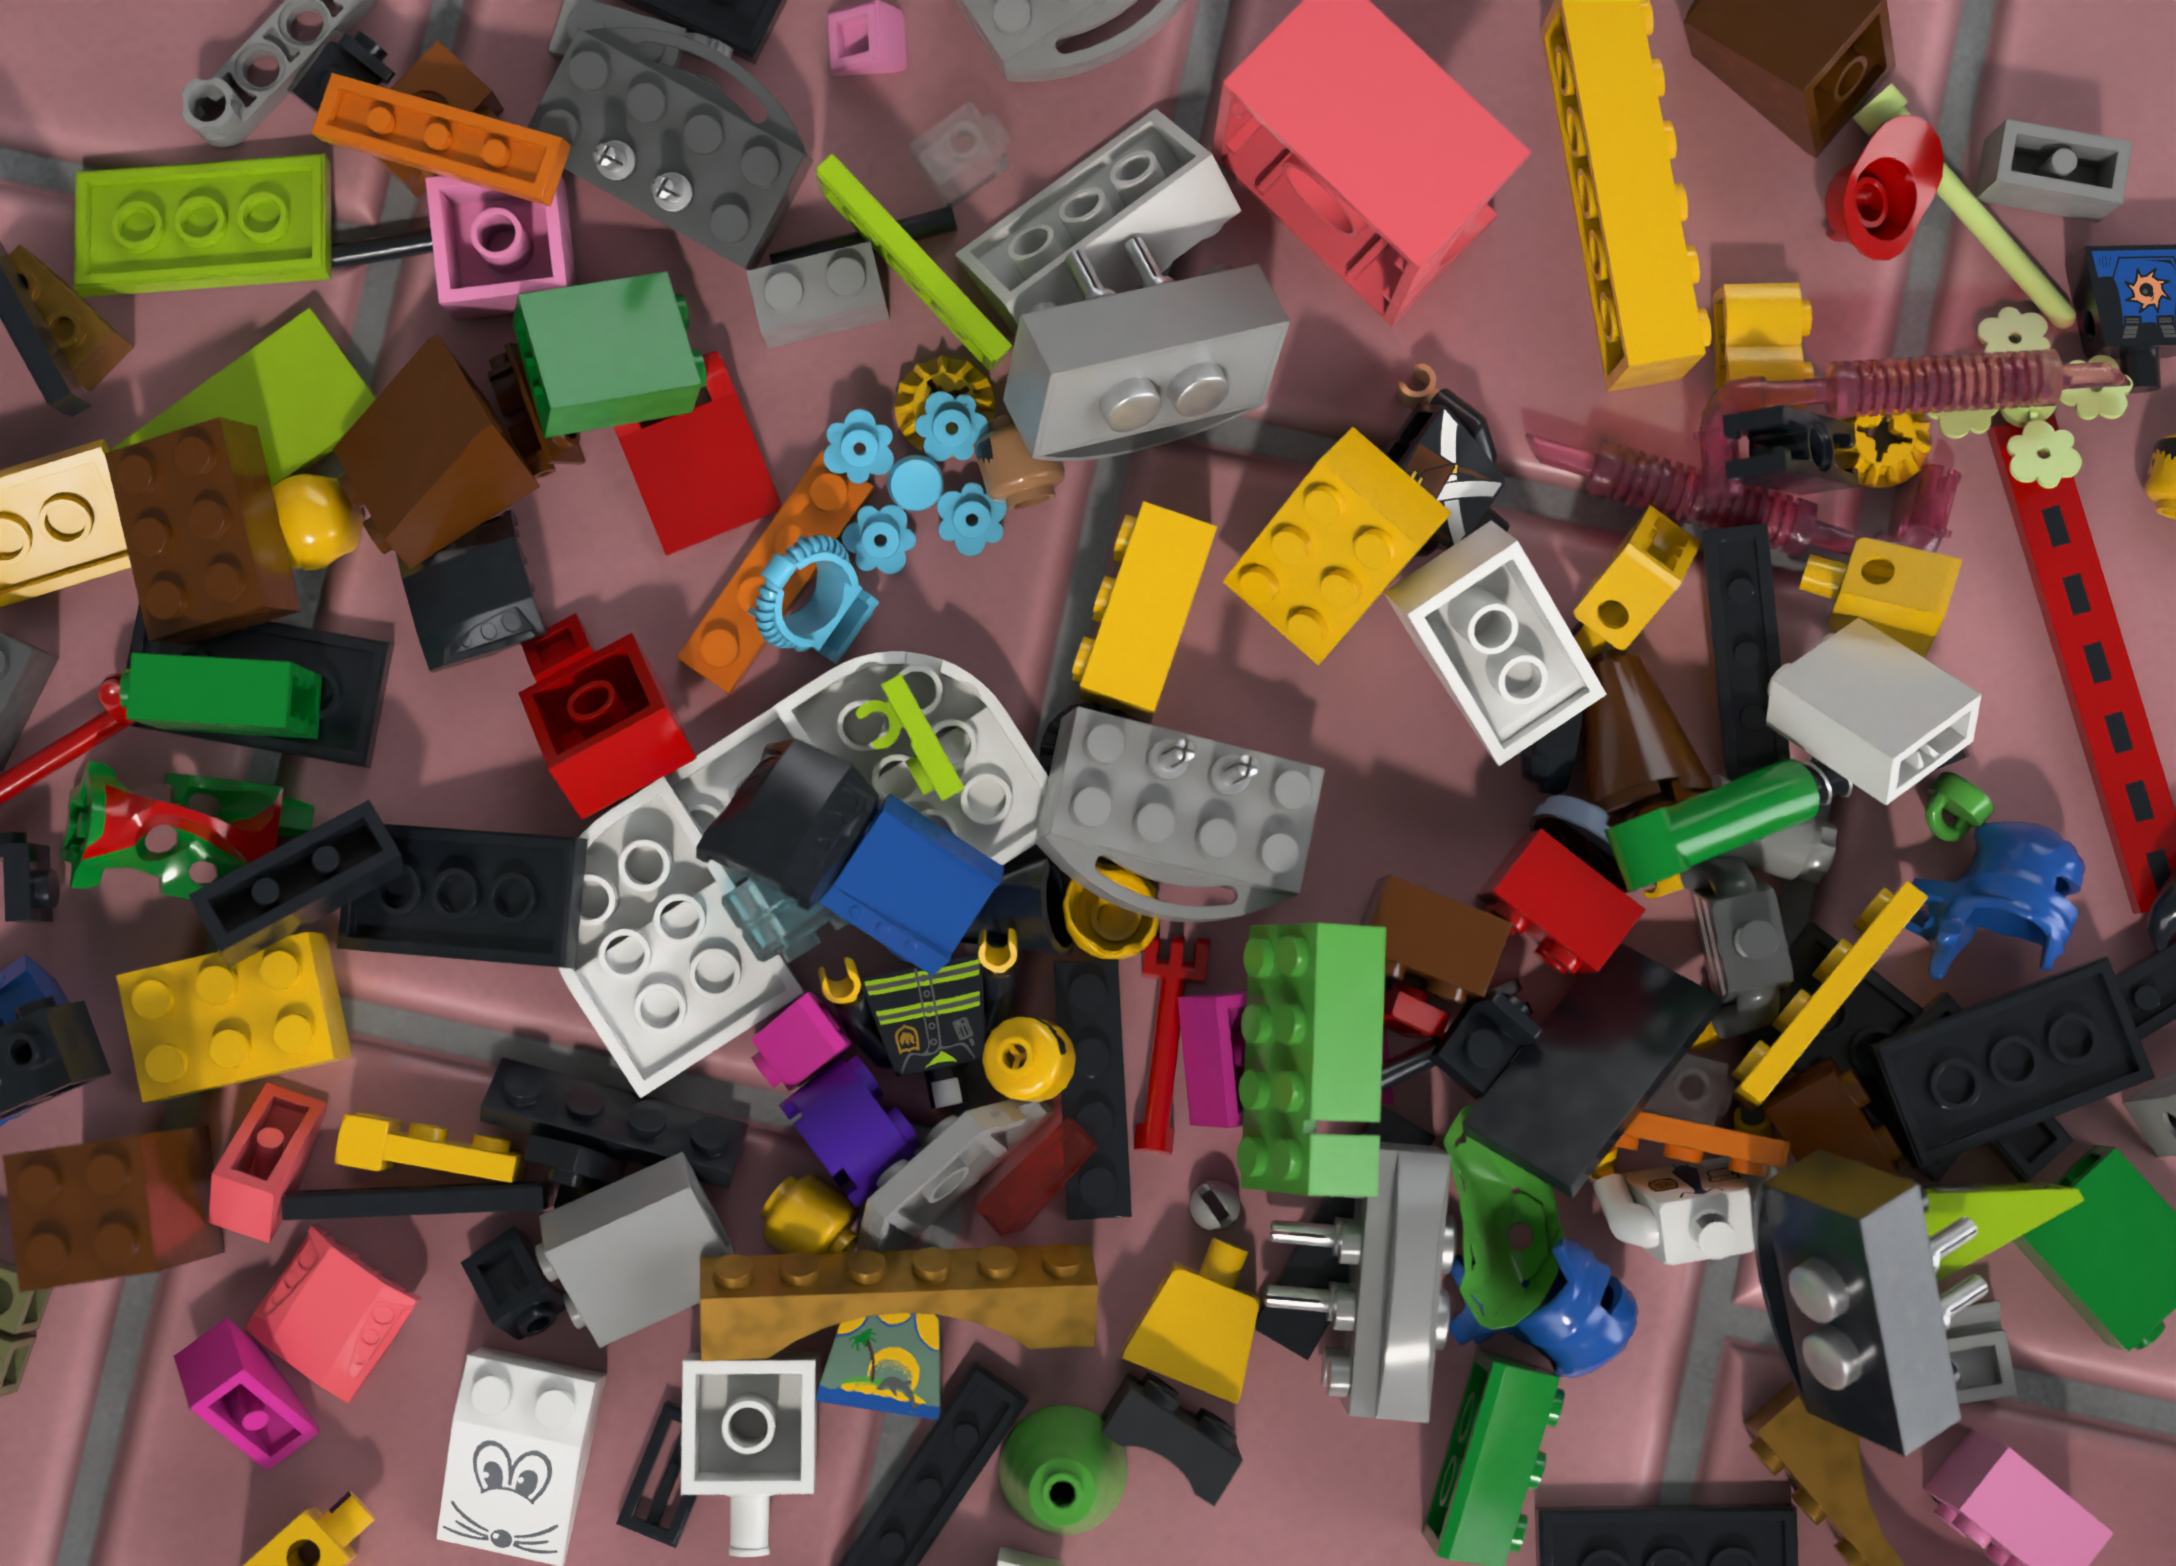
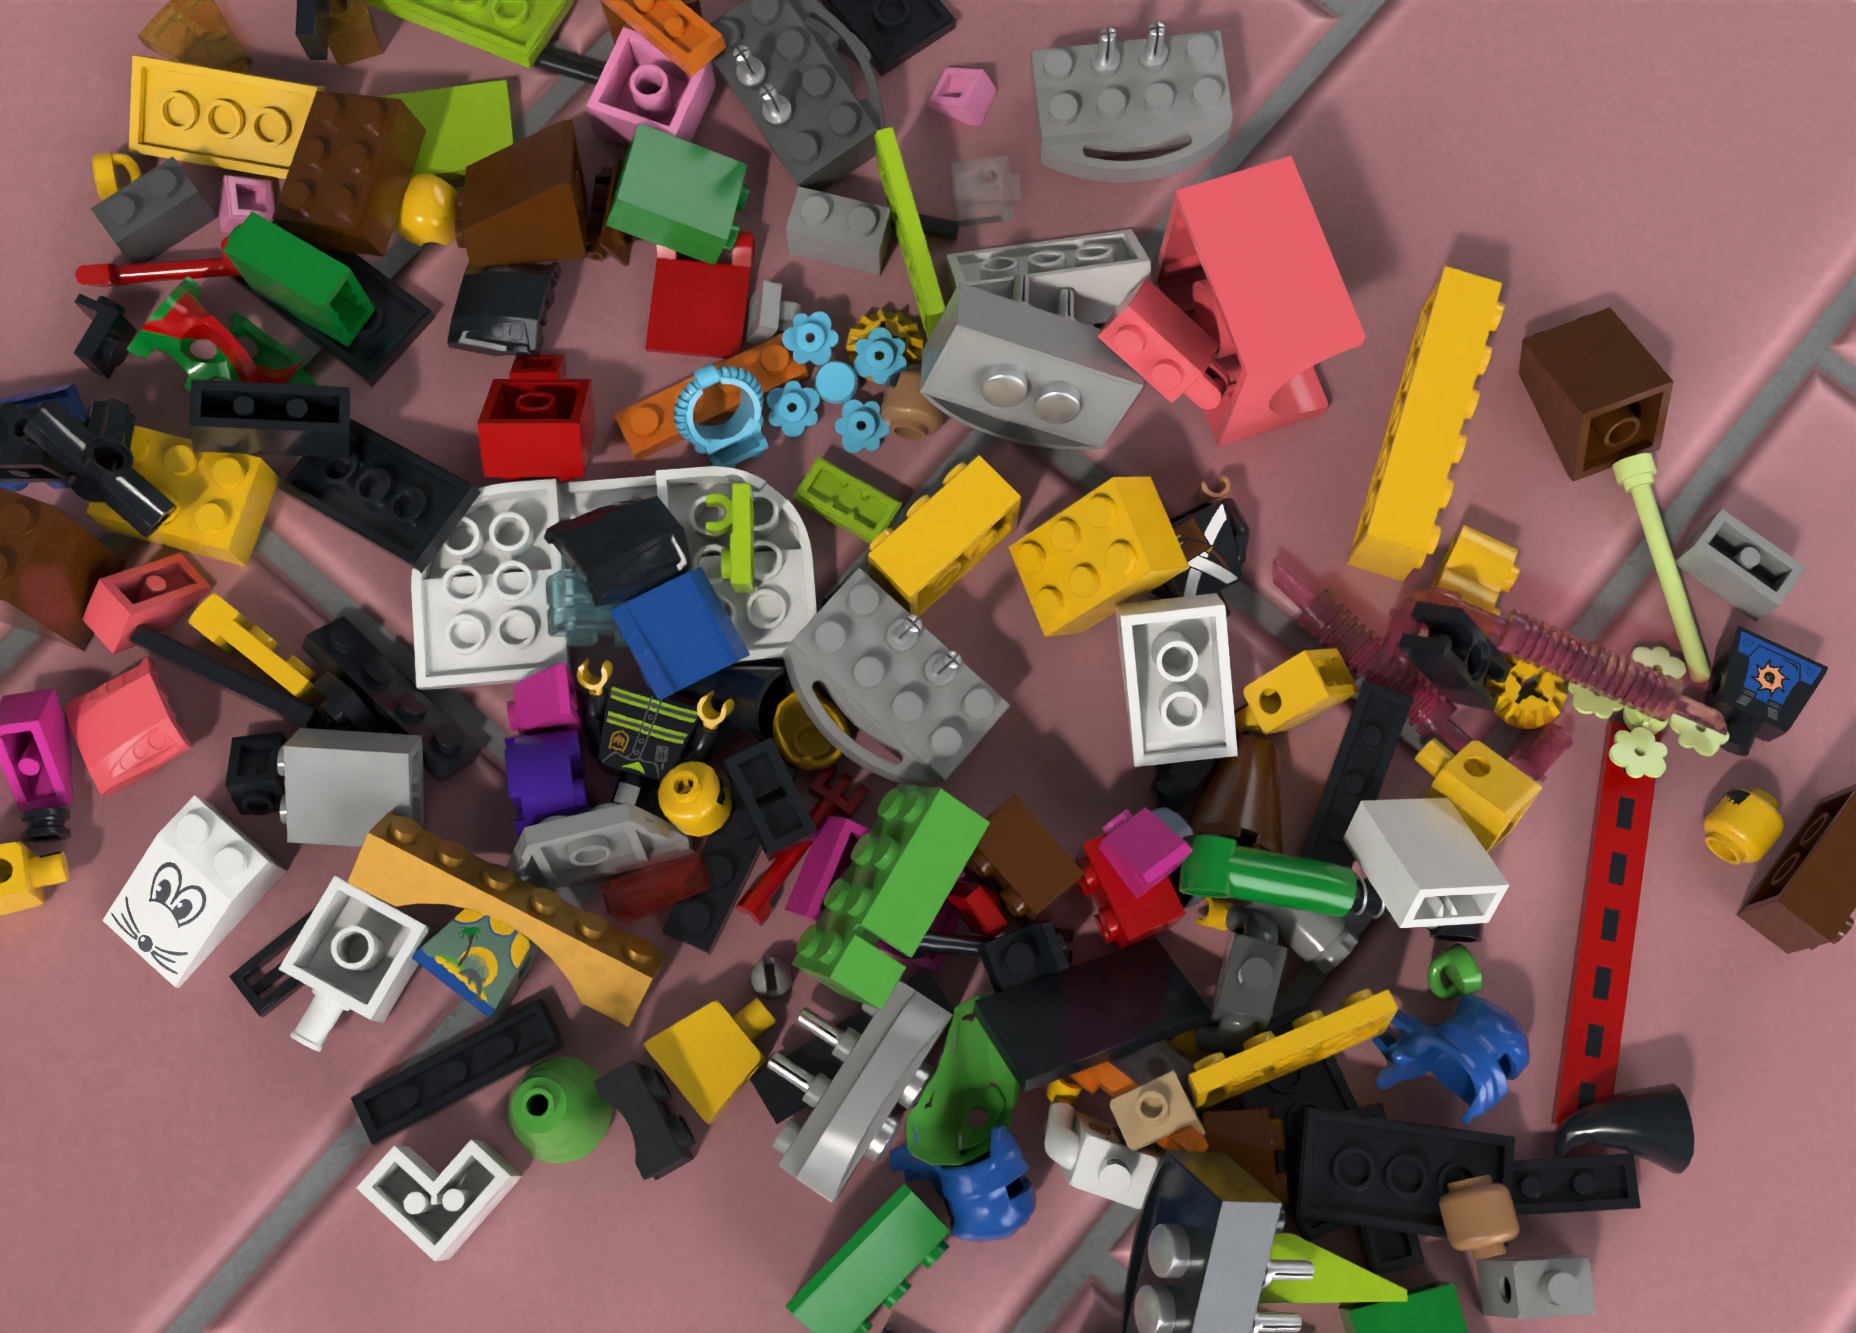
camera: 30 degrees right, 10 degrees down
(85, 625) = (240, 197): none -> bright pink slope
(136, 1042) = (101, 460): none -> black piece
(310, 1471) = (45, 825): none -> black bush
(791, 441) = (768, 313): none -> light grey tile
(809, 1217) = (483, 829): yellow head -> none
(1005, 619) = (847, 500): none -> lime plate
(1117, 1019) = (770, 799): none -> black brick
(1289, 260) = (1166, 347): none -> coral brick
(1571, 871) = (1142, 849): none -> dark pink slope
(1720, 1142) = (1154, 1111): none -> tan bracket
(1886, 189) = (1613, 518): red piece -> none
(2113, 1067) = (1479, 1216): none -> medium nougat head

